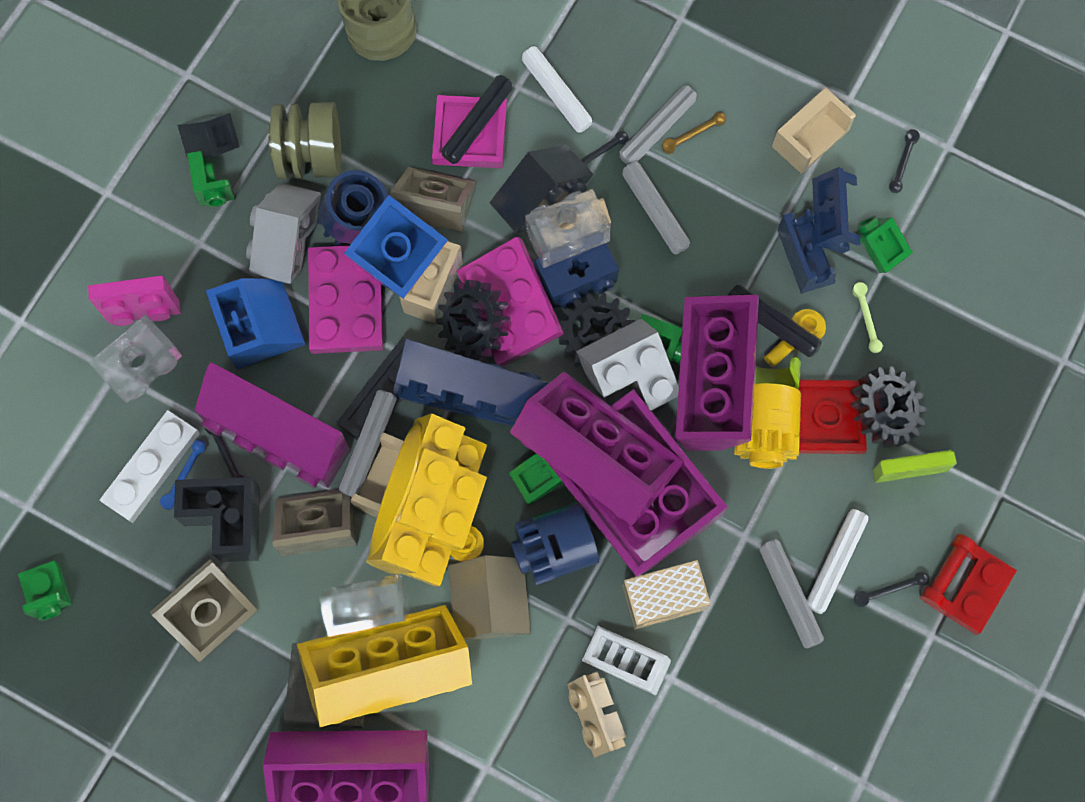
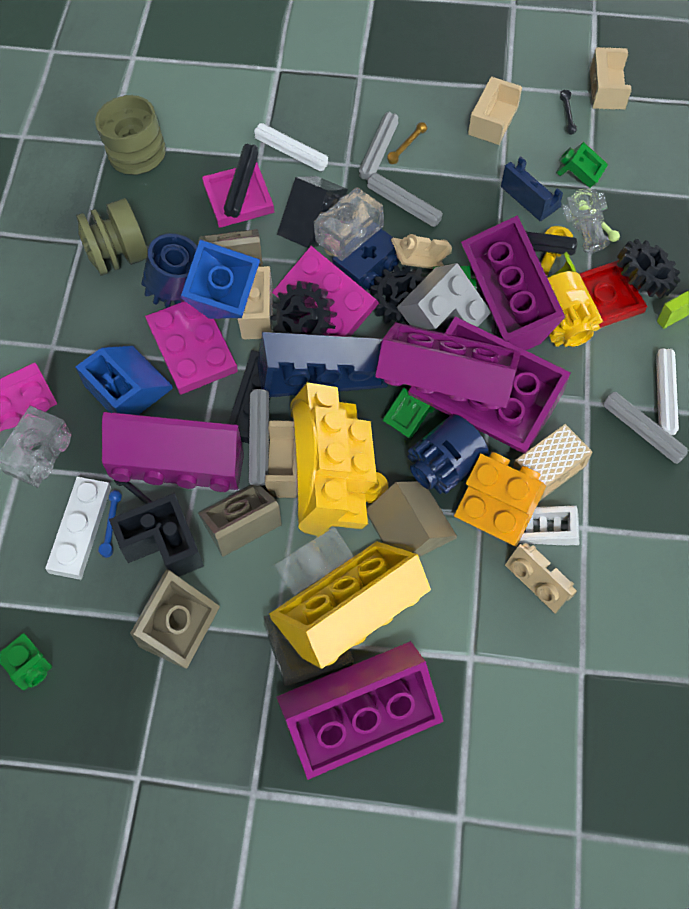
camera: 20 degrees left, 10 degrees down
(205, 184) = (44, 302): green bracket -> none
(209, 134) = (28, 264): black panel -> none
(281, 231) = (119, 309): light grey brick -> none
(589, 615) = (500, 498): none -> light orange plate
(620, 138) = (354, 164): black hinge -> none
(639, 288) = (421, 251): none -> tan hinge
(832, 210) = (538, 153): dark blue hinge -> none
(851, 320) = (589, 219): none -> clear connector
(973, 137) = (608, 80): none -> tan panel

